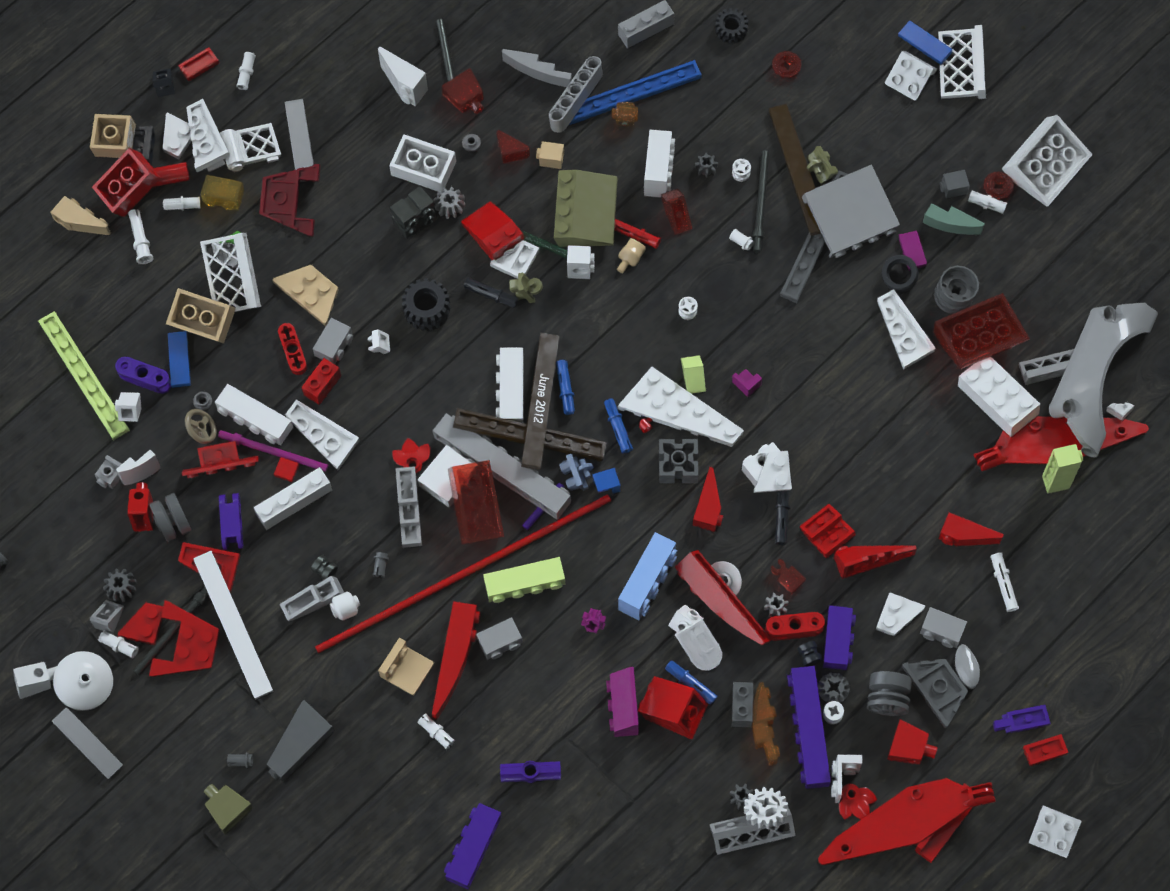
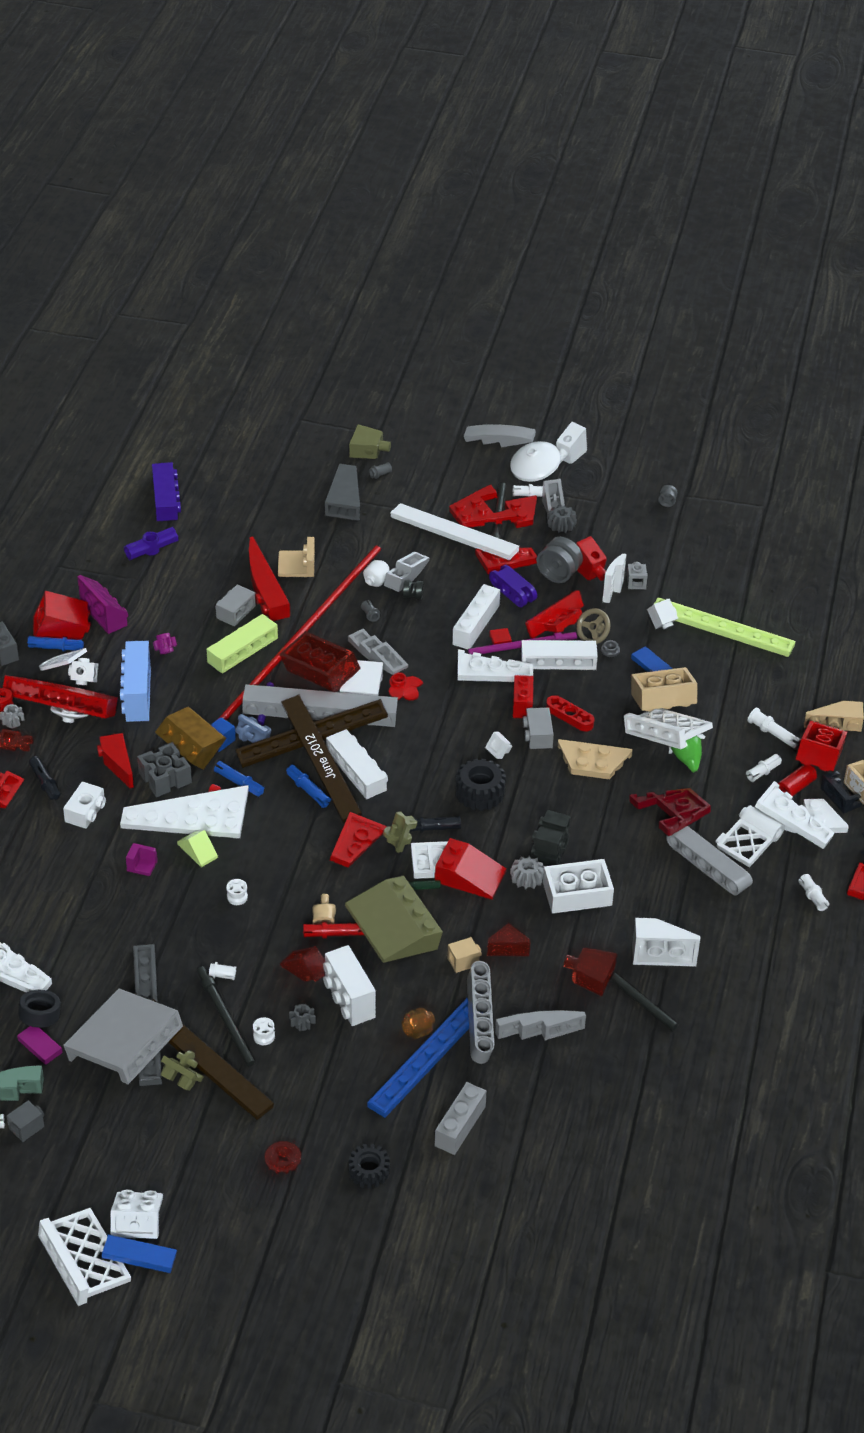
camera: 145 degrees right, 25 degrees down
(131, 369) = (674, 641): dark purple piece -> none
(222, 192) = (737, 789): clear yellow brick -> none
(436, 731) = (242, 539): white pin -> none
(471, 147) = (550, 934): flat silver plate -> none
(560, 312) = (355, 839): none -> red wing
(580, 262) = (364, 869): white brick -> none
(637, 483) = (191, 736): none -> pearl gold slope
(775, 473) = (67, 790): white wing -> none

